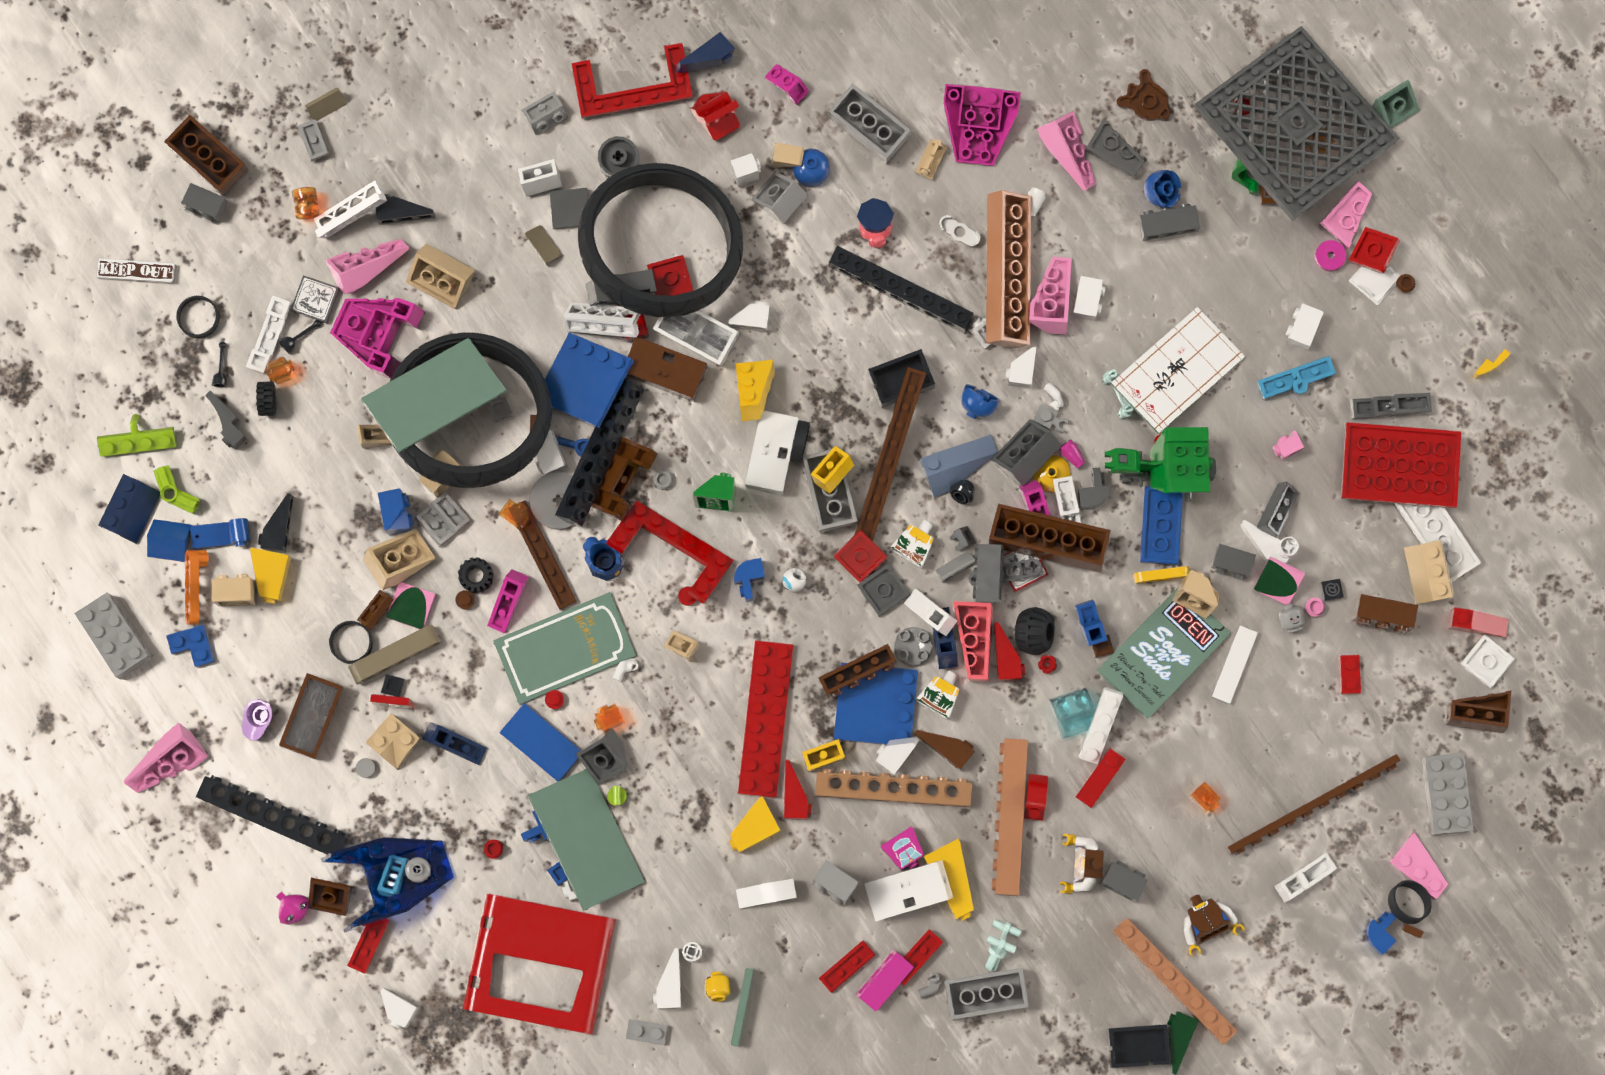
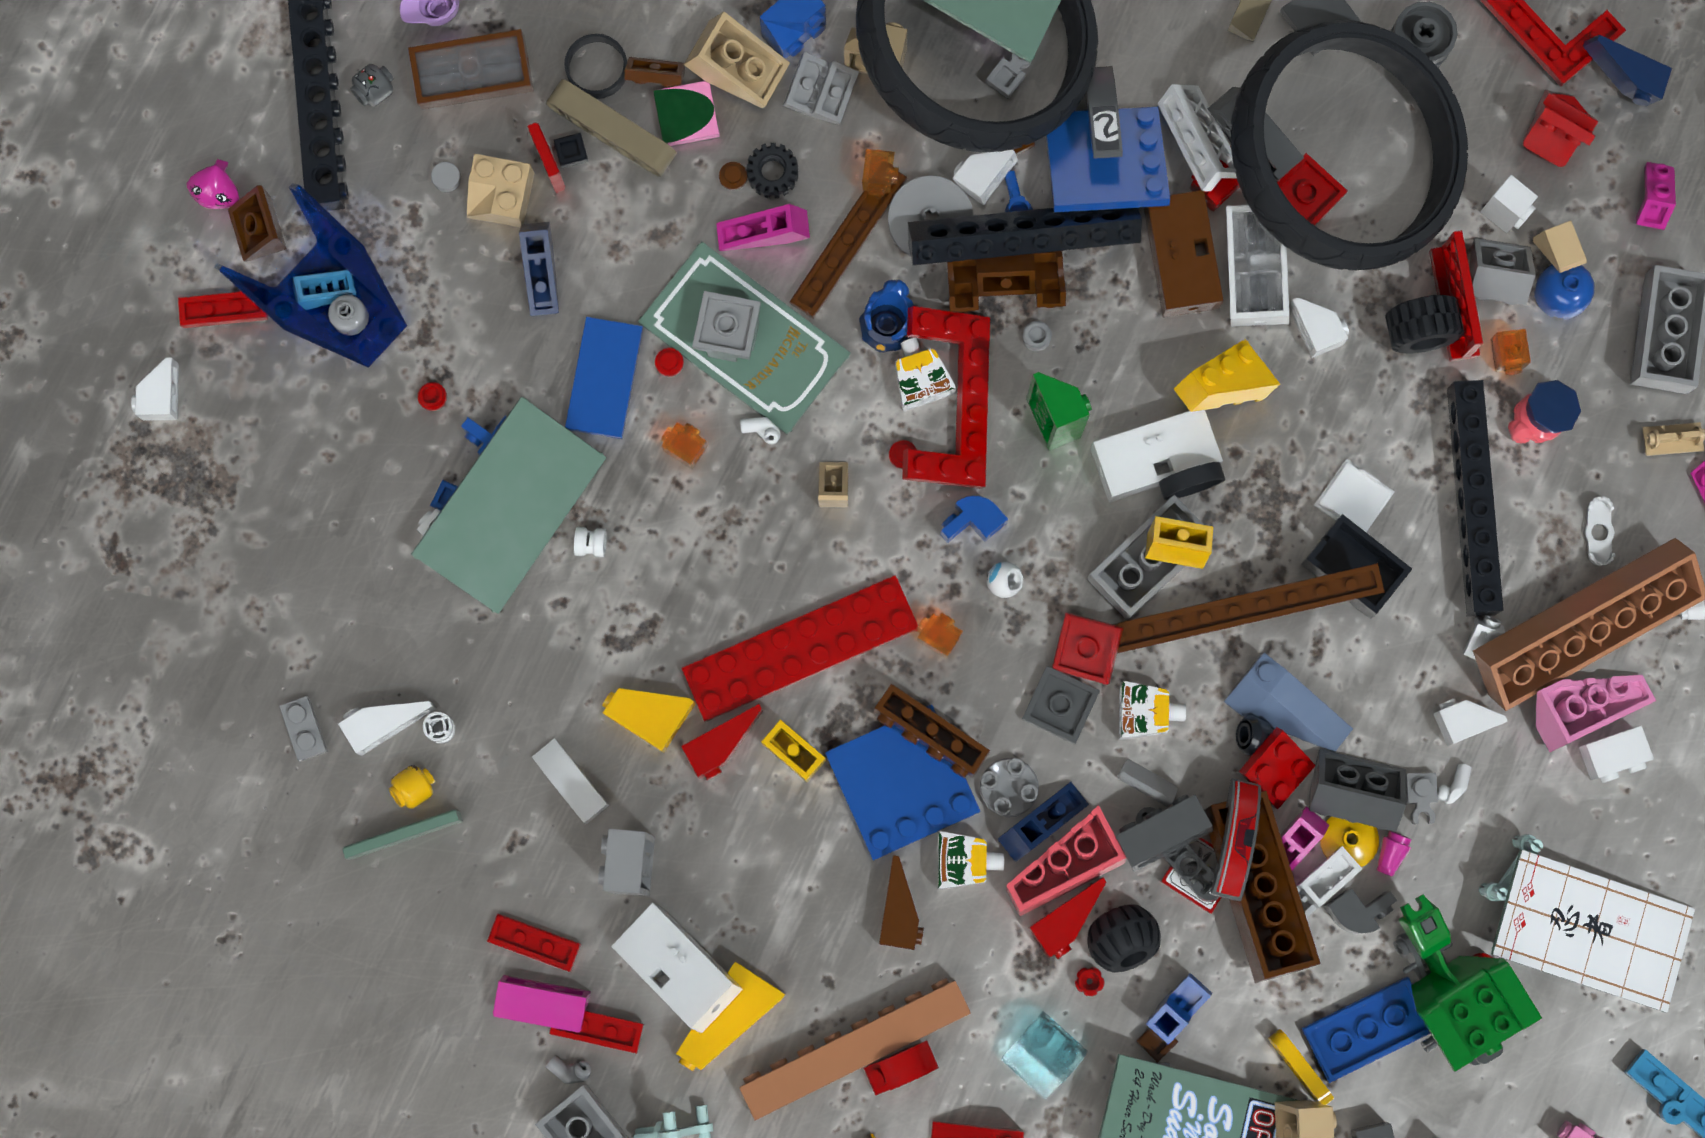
camera: 60 degrees right, 0 degrees up
(285, 780) = (372, 85): none -> dark grey head
(543, 936) = (354, 528): red door -> none
(555, 653) = (727, 326): none -> light grey panel
(558, 366) = (1104, 114): none -> dark grey slope
(604, 756) = (630, 466): dark grey slope -> none
(616, 796) = (589, 513): lime plate -> none
(634, 804) = (590, 542): none -> white wheel
(648, 559) = (921, 376): none -> torso
(781, 232) = (1454, 279): none -> red fence
(786, 258) = (1424, 324): none -> black tyre
(803, 635) = (938, 634): none -> clear orange brick
(829, 219) = (1510, 351): none -> clear orange brick
(860, 355) = (1354, 495): none -> white piece
(895, 753) = (852, 845): white slope -> none
(904, 849) = (730, 930): dark pink torso -> none
(930, 612) = (1066, 784): white slope -> none
(962, 799) = (751, 777): medium nougat brick -> none
(964, 537) = (1193, 772): dark grey tile -> none
(978, 402) = (1386, 686): blue cylinder -> none
(988, 489) = (1277, 767): none -> red plate
(1017, 535) = (1238, 840): none -> slope
(1101, 725) = (1047, 1102): white plate -> none

